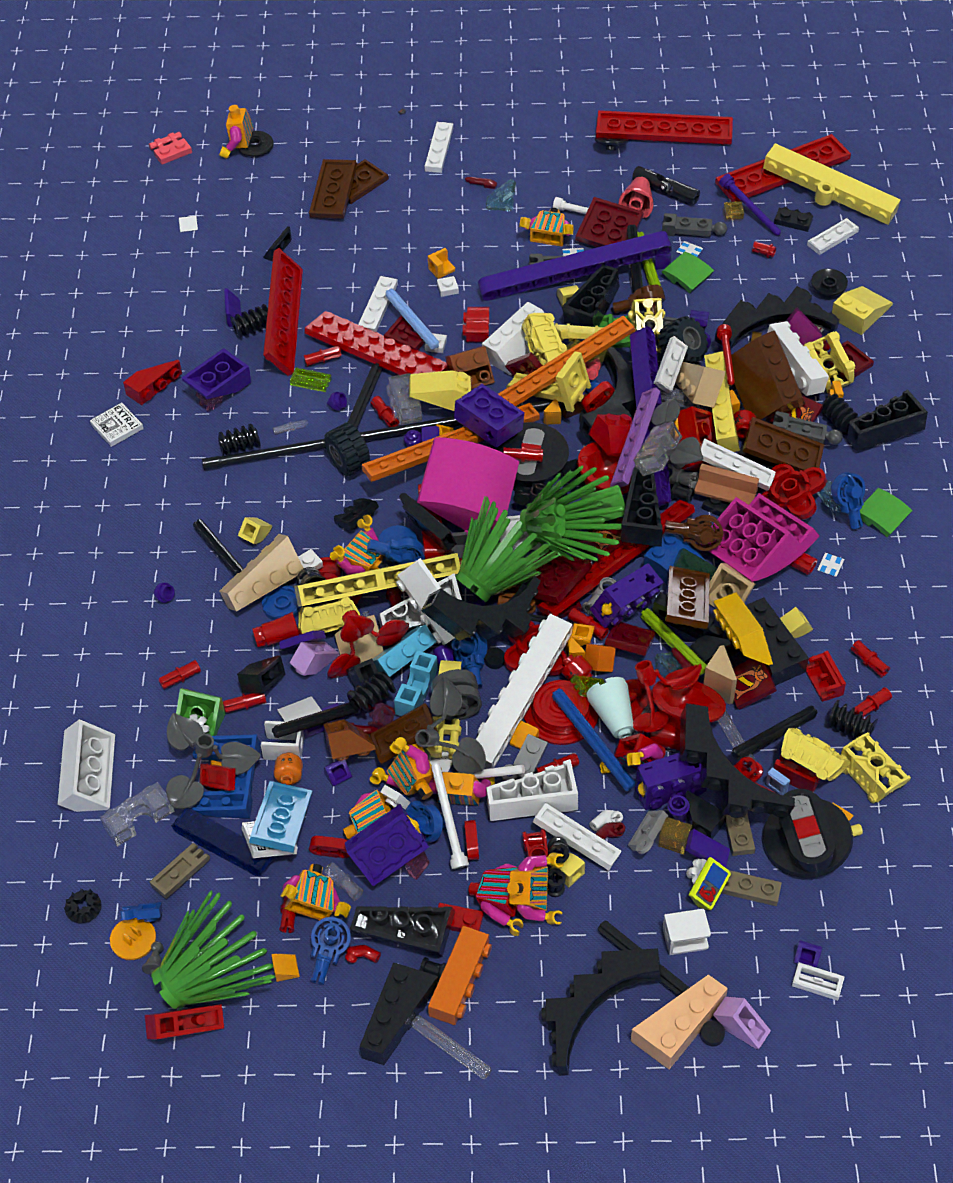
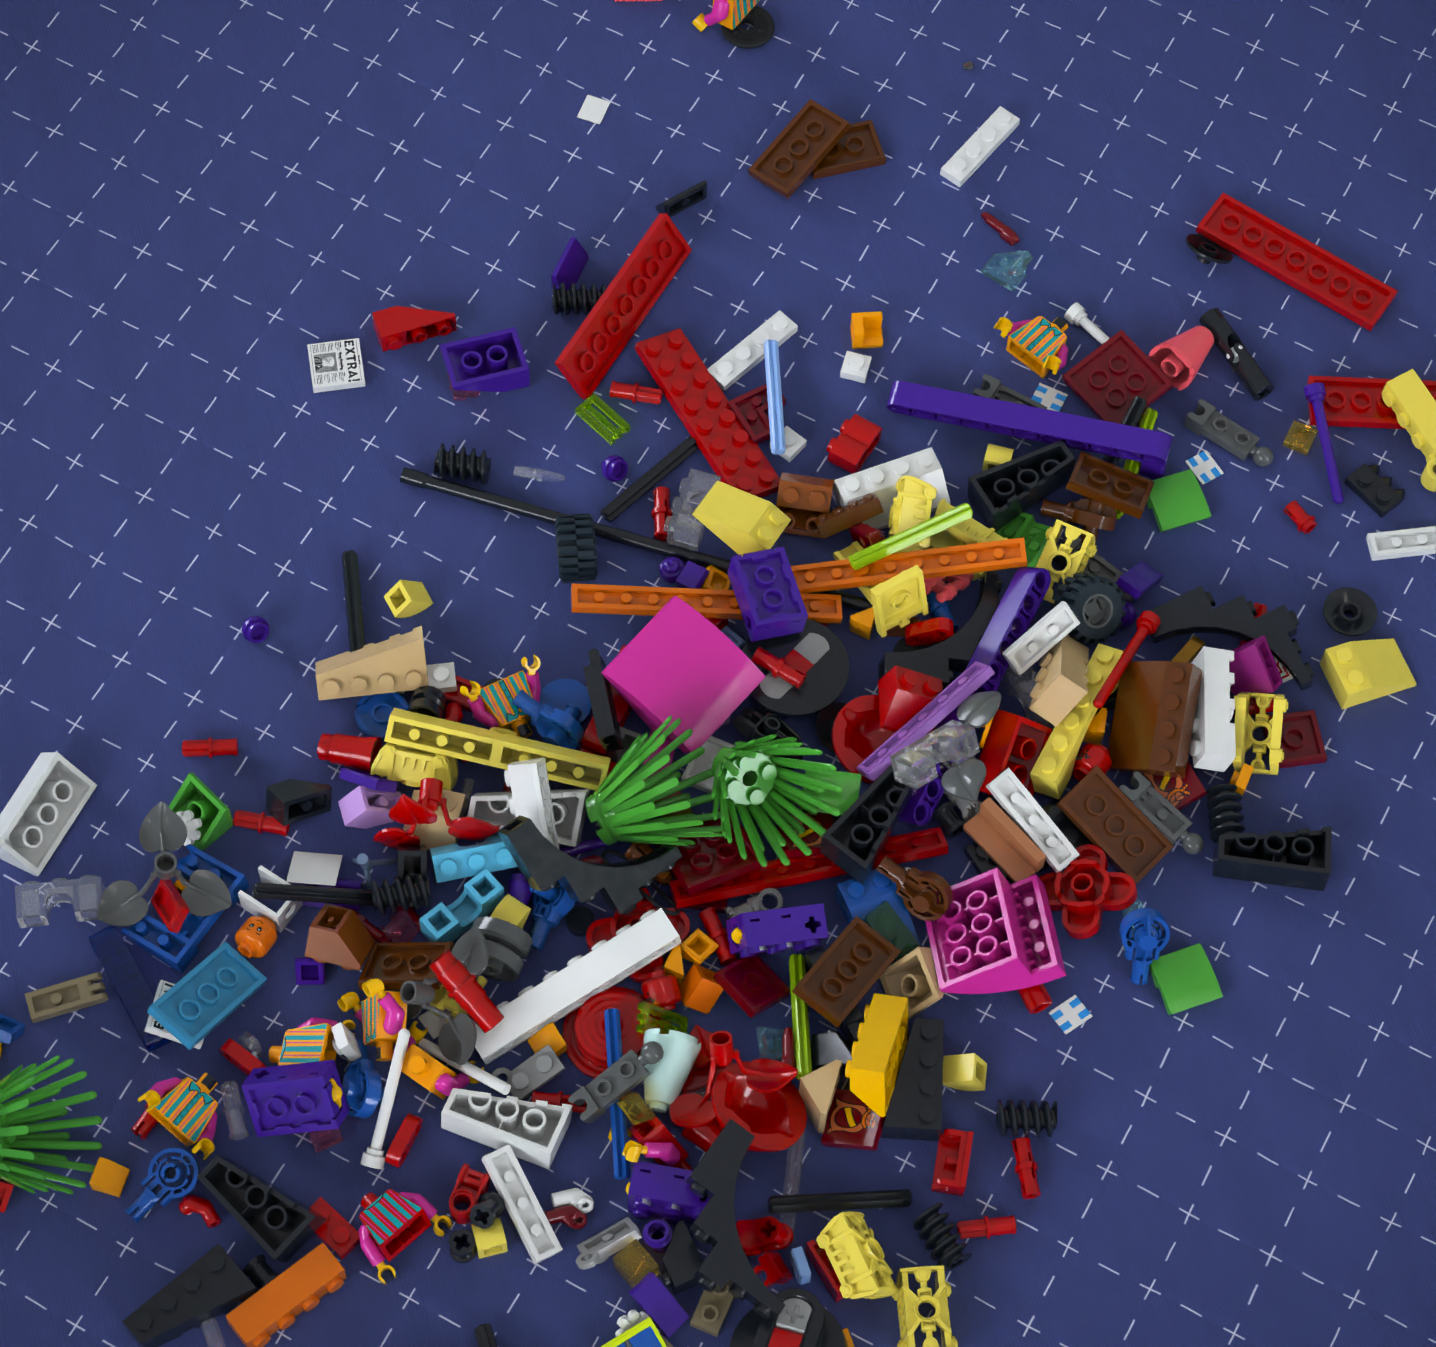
camera: 25 degrees right, 10 degrees up
(329, 832) = (251, 1044): none -> clear tile
(335, 687) = (367, 864): none -> sand blue plant
(354, 513) = (539, 639): black plate -> none
(458, 721) = (466, 991): none -> red piece
(505, 357) = (848, 516): none -> reddish brown piece
(529, 888) = (422, 1240): torso -> none
(553, 346) = (910, 536): none -> lime axle
(590, 728) = (616, 1081): none -> dark grey plate
(613, 738) = (635, 1108): none -> clear yellow slope
(647, 274) = (1110, 485): none -> reddish brown tile
(850, 629) = (1026, 1118): none -> black piece

